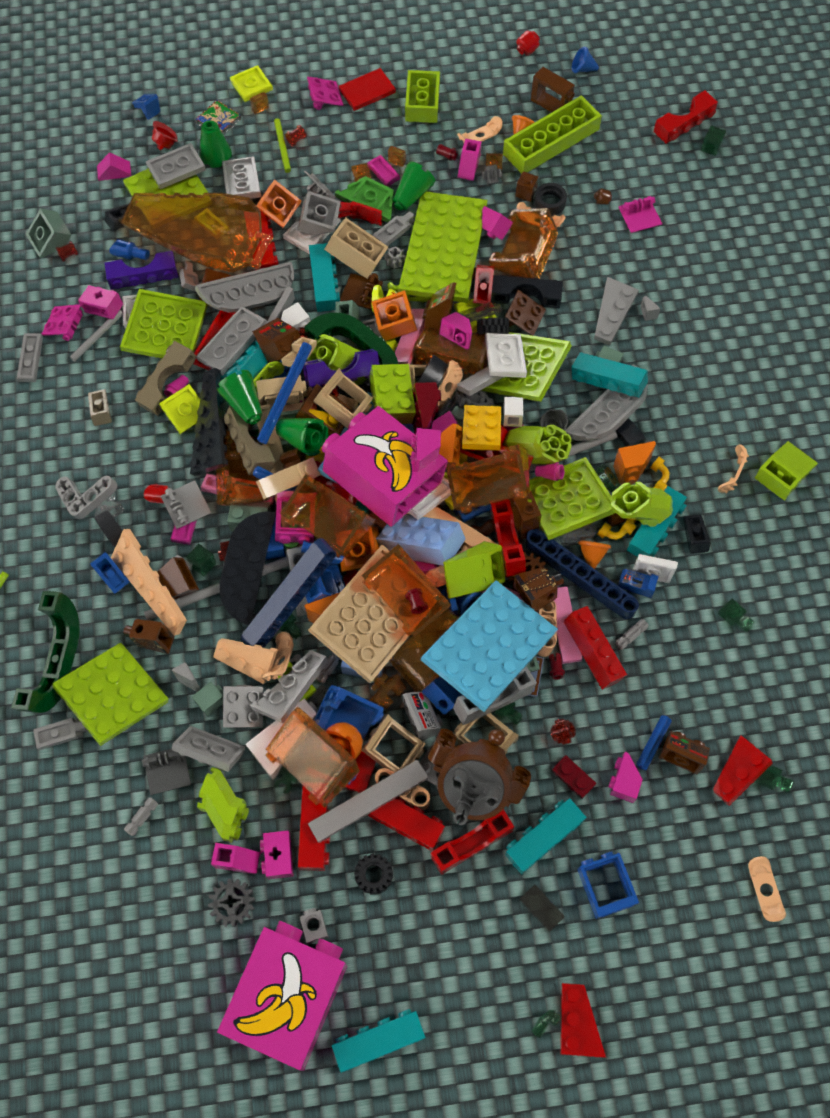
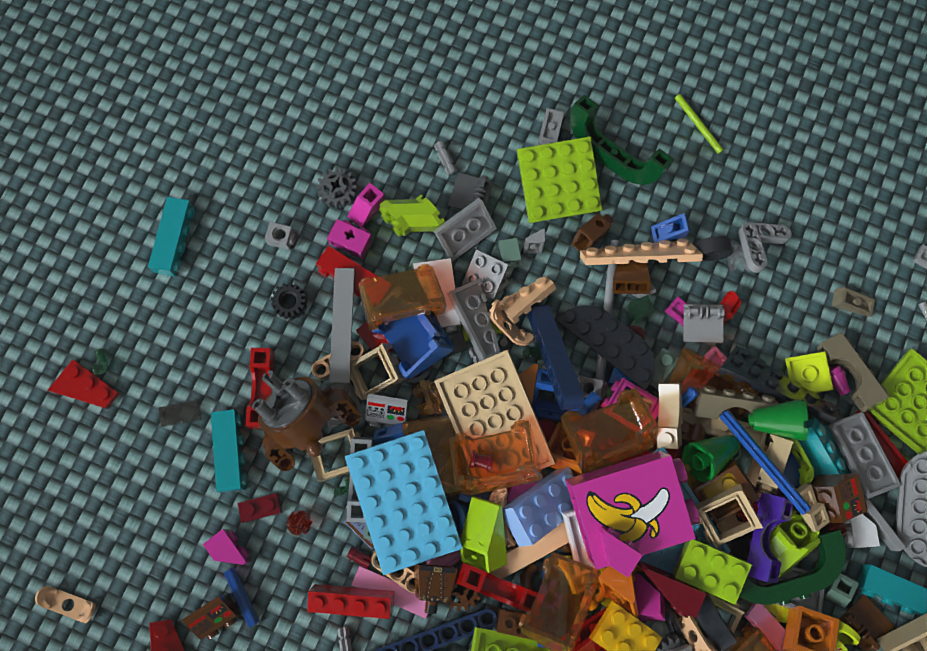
camera: 120 degrees right, 10 degrees up
(284, 995) = (243, 186): dark pink brick -> none
(347, 737) = (400, 332): orange cylinder -> none
(410, 822) = (306, 351): red brick -> none
(608, 858) = (139, 469): blue window -> none

